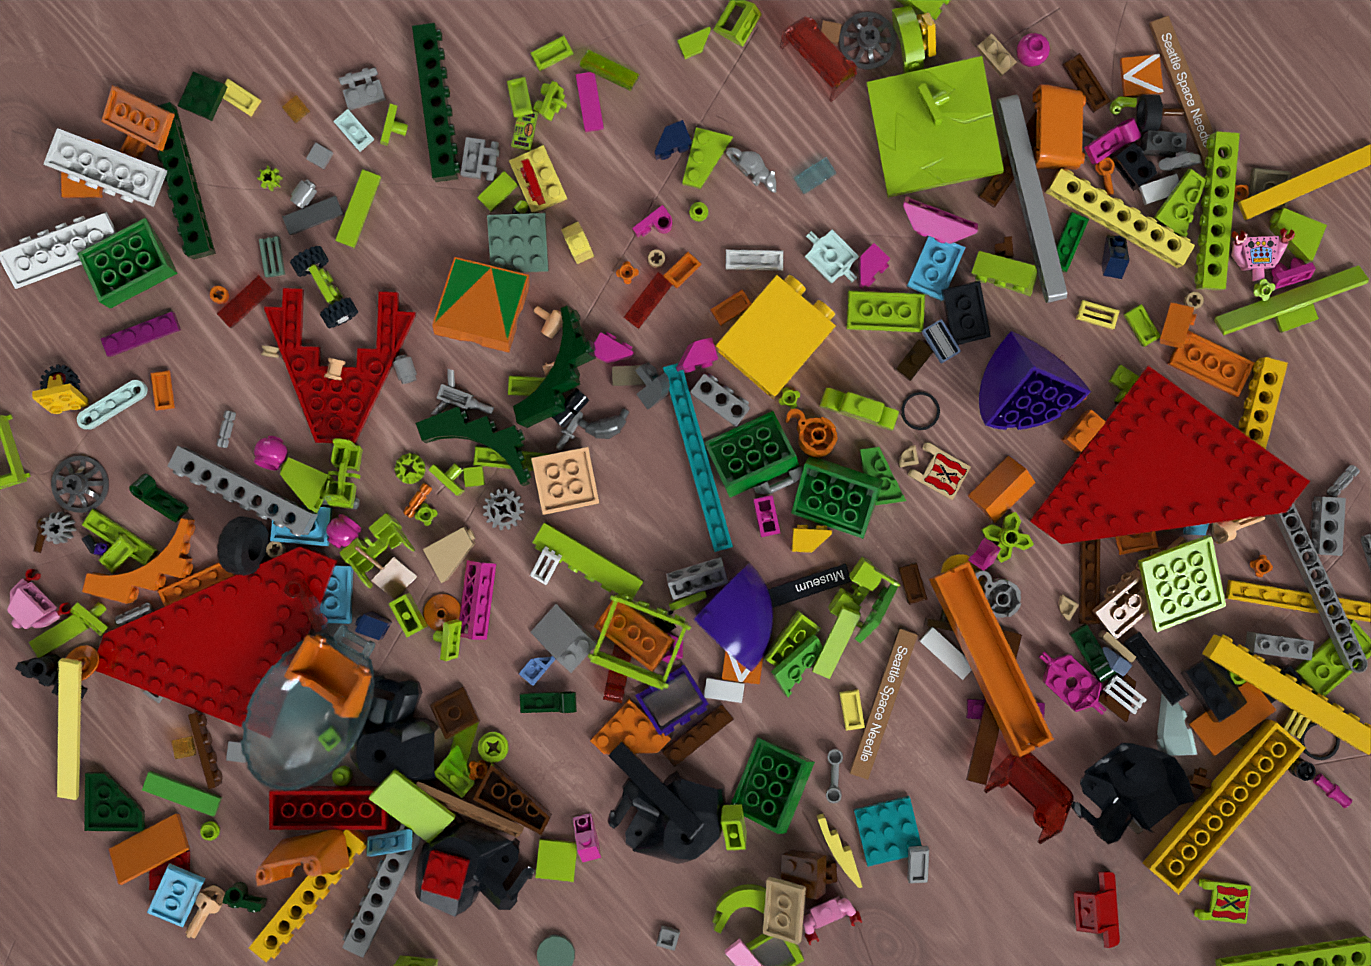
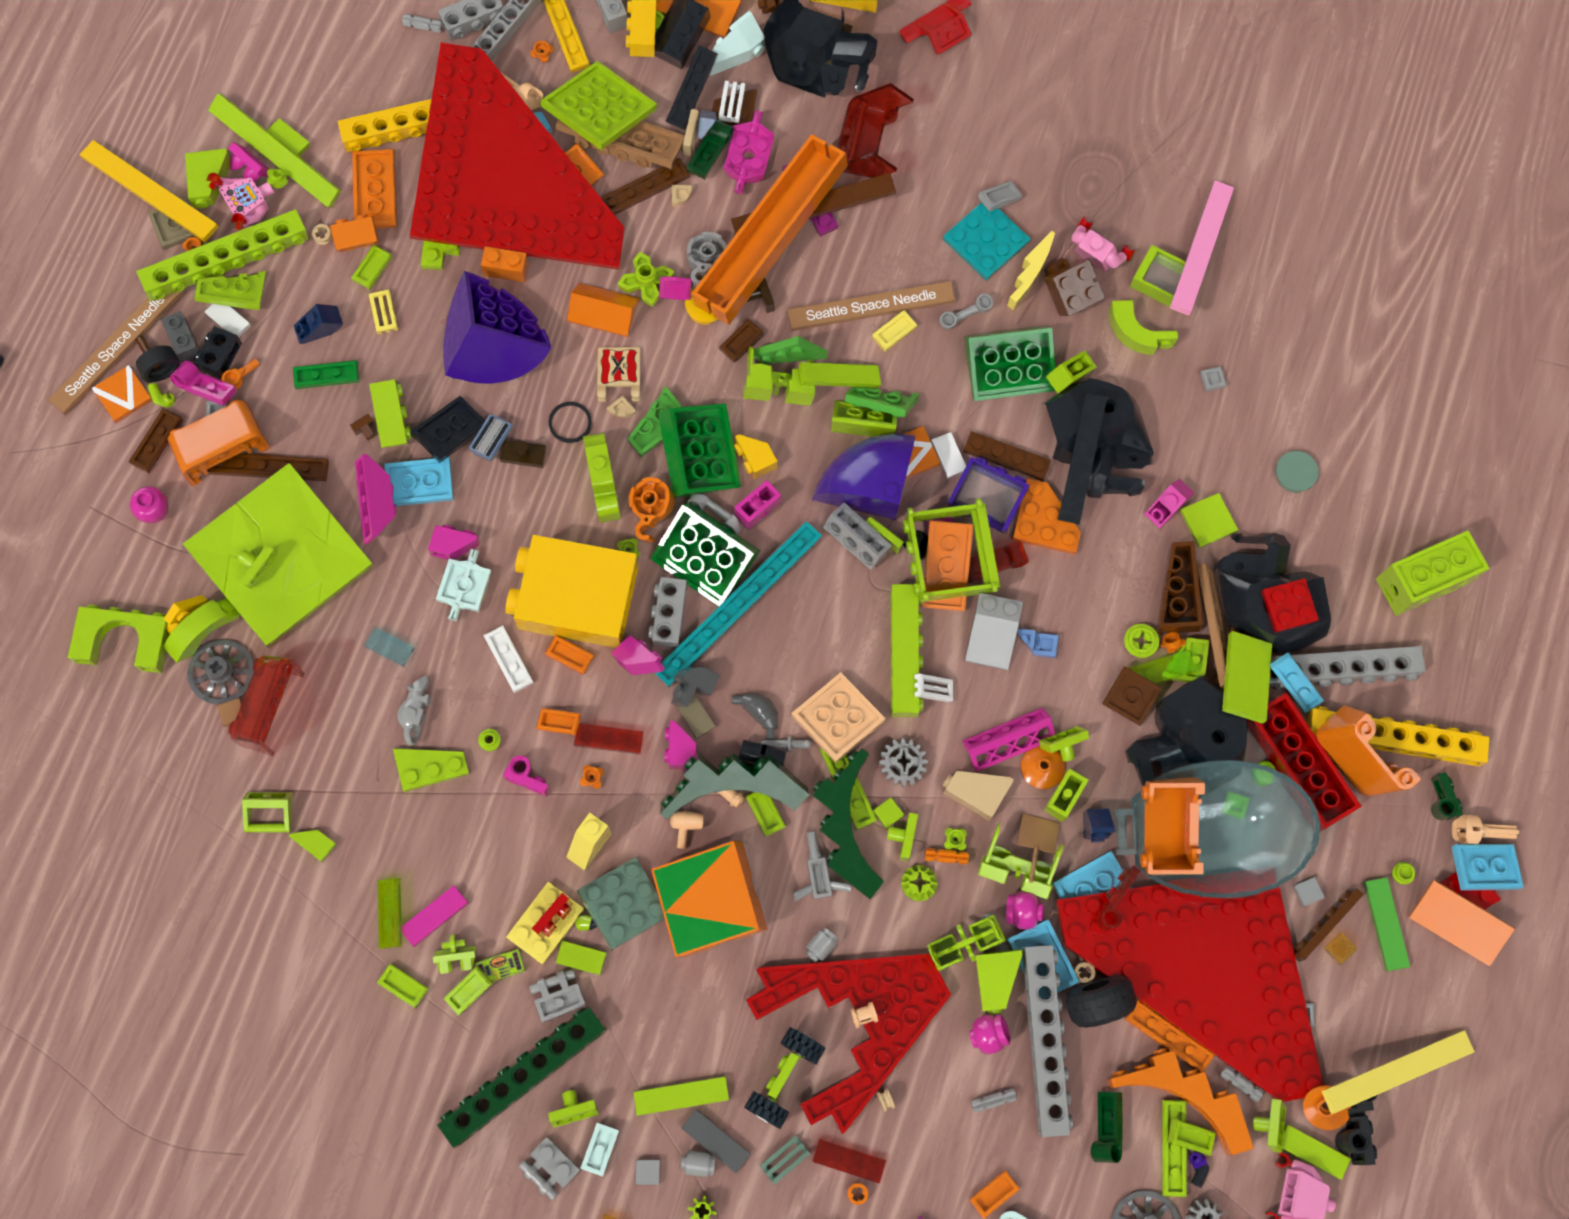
camera: 130 degrees left, 15 degrees down
(110, 806) = (1447, 990): dark green plate -> none
(548, 702) = (1064, 612): dark green plate -> none
(661, 261) = (559, 762): tan bush -> none
(673, 139) = (428, 806): dark blue slope -> none
(784, 910) = (1118, 283): tan plate -> none
(809, 585) = (799, 431): black tile -> none
(885, 311) = (490, 506): lime tile -> none
(946, 652) = (788, 275): white tile -> none
(996, 55) = (171, 539): tan tile -> none
(1031, 198) = (300, 428): light grey beam -> none
(1142, 238) = (277, 410): light yellow brick -> none
(1182, 160) = (188, 309): light grey hinge -> none

